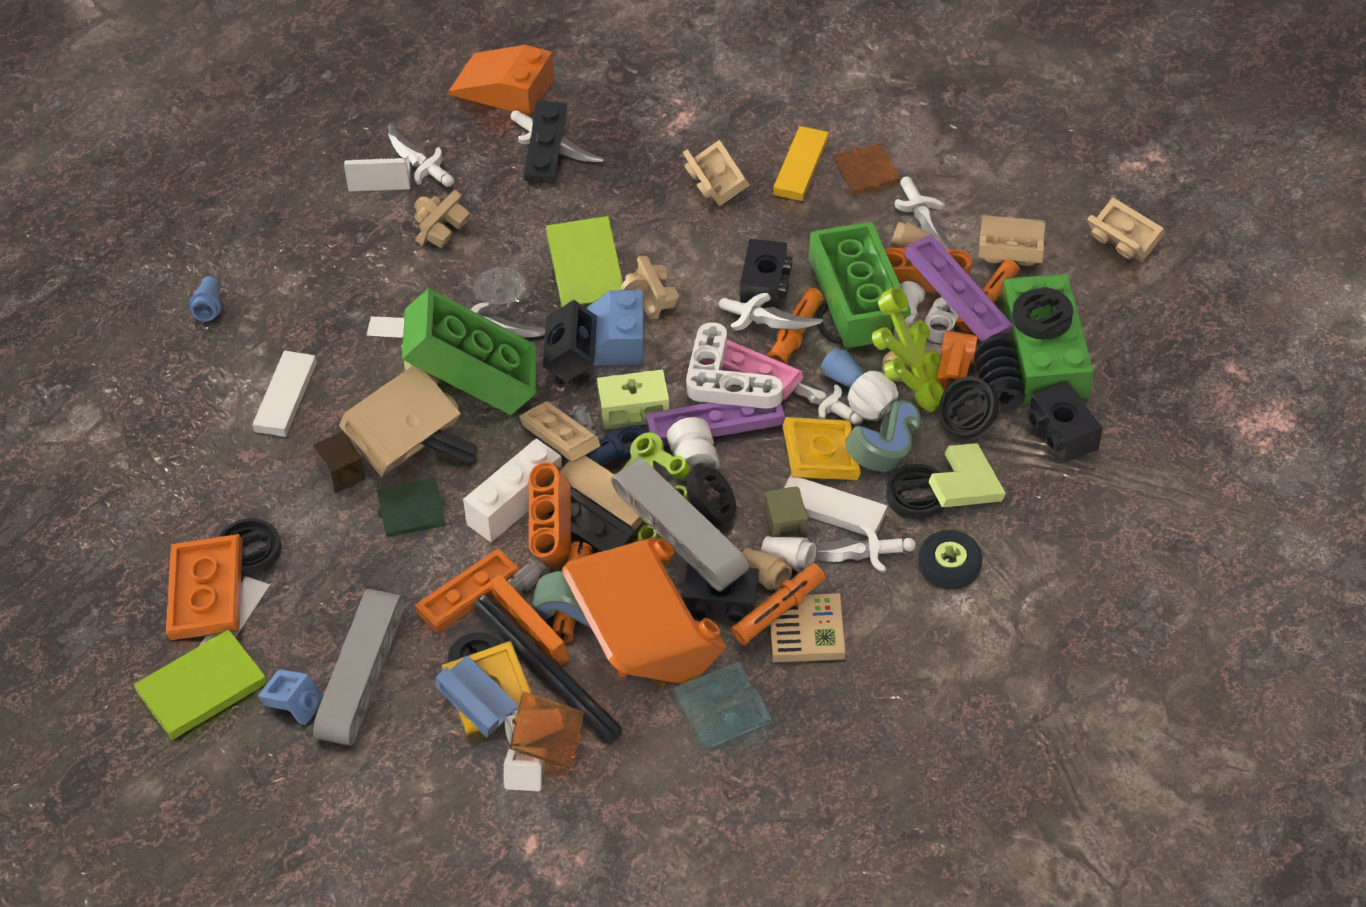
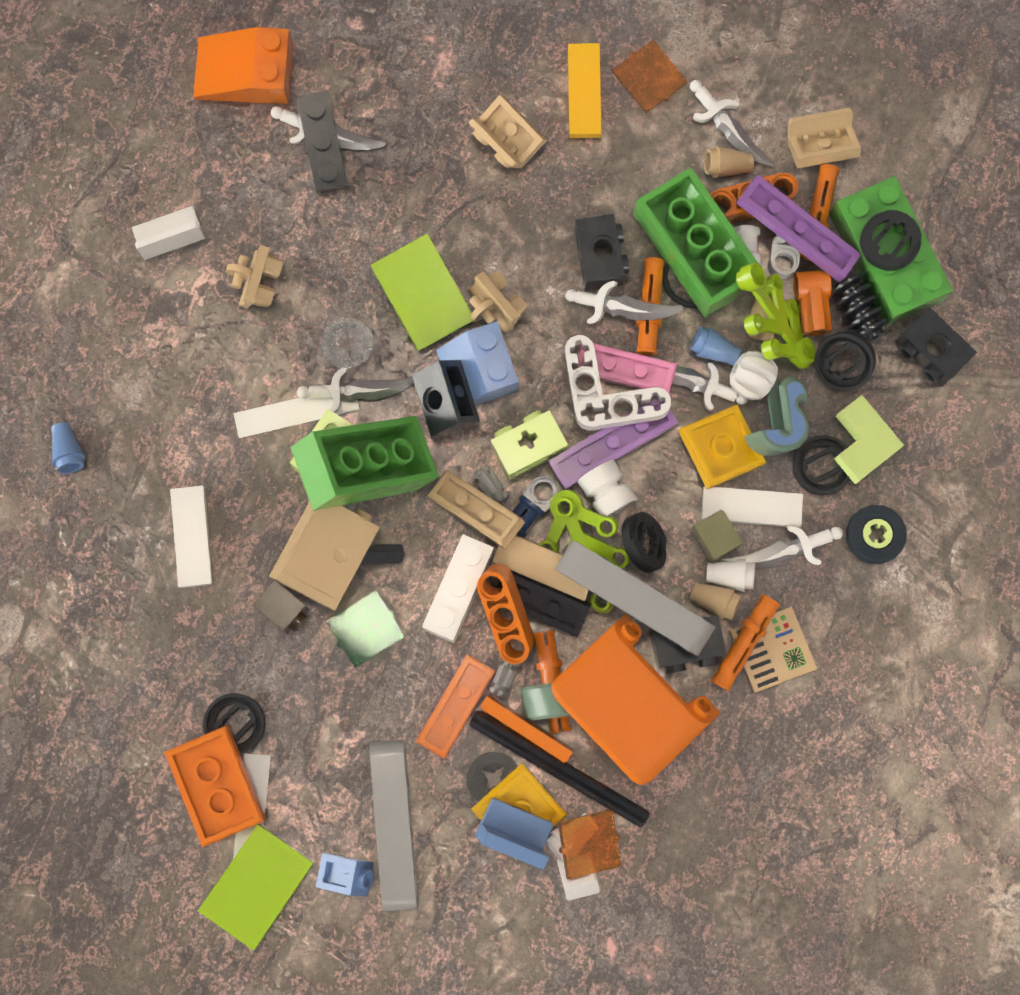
camera: 20 degrees left, 30 degrees up
(418, 158) = (198, 197): piece -> none
(721, 706) = (727, 758): clear light blue slope -> none
(1125, 229) = (926, 88): tan bracket -> none

